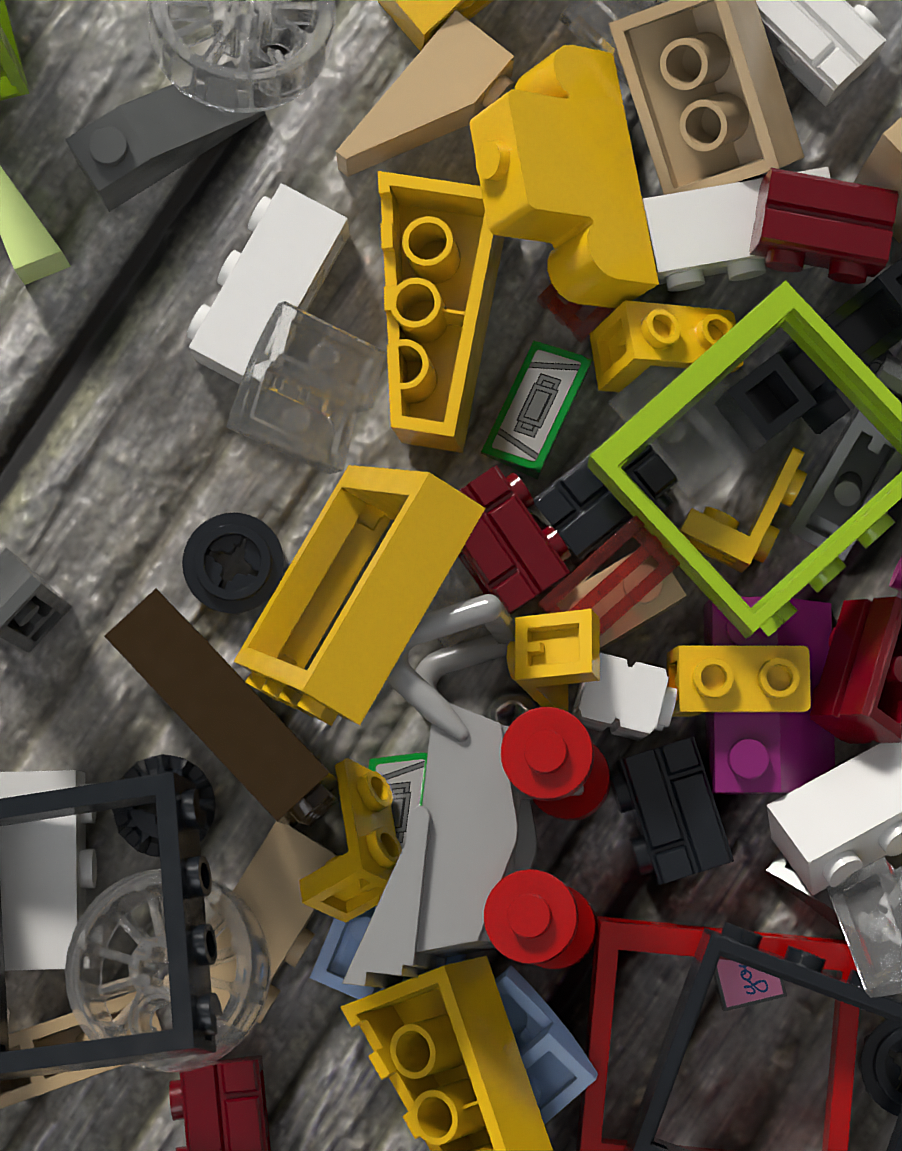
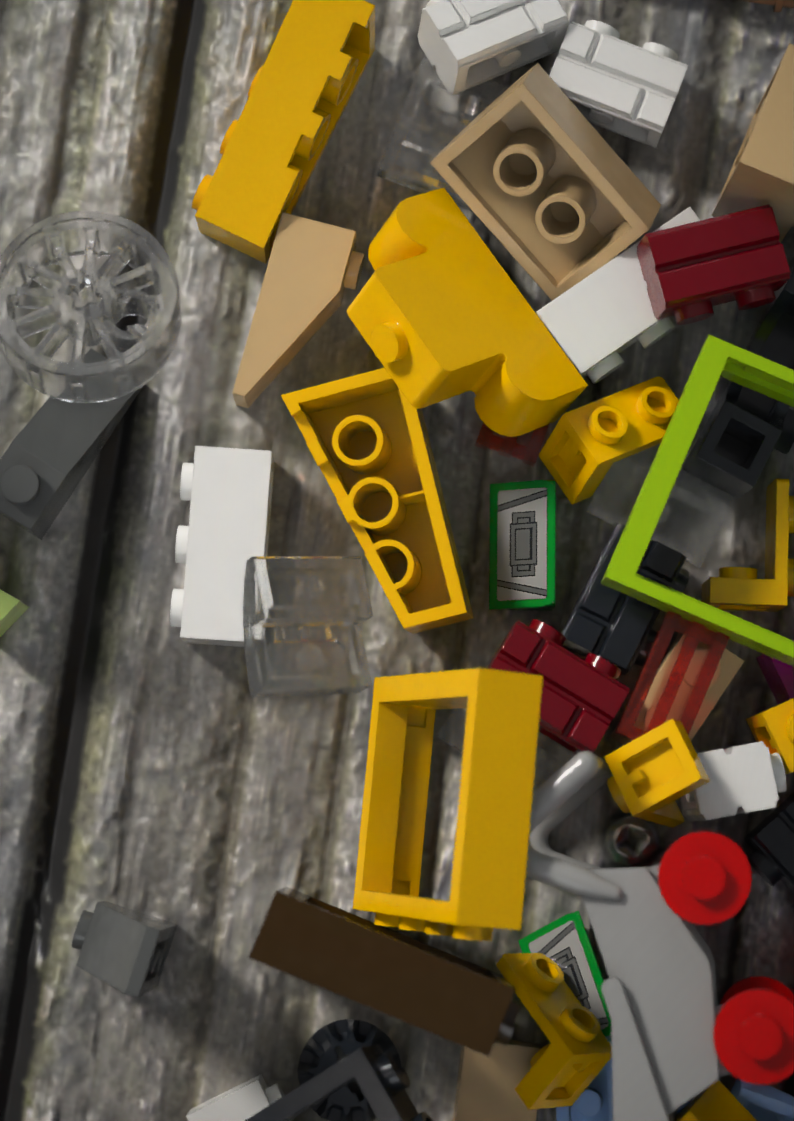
camera: 25 degrees left, 0 degrees up
(223, 535) = (288, 795): black gear -> none

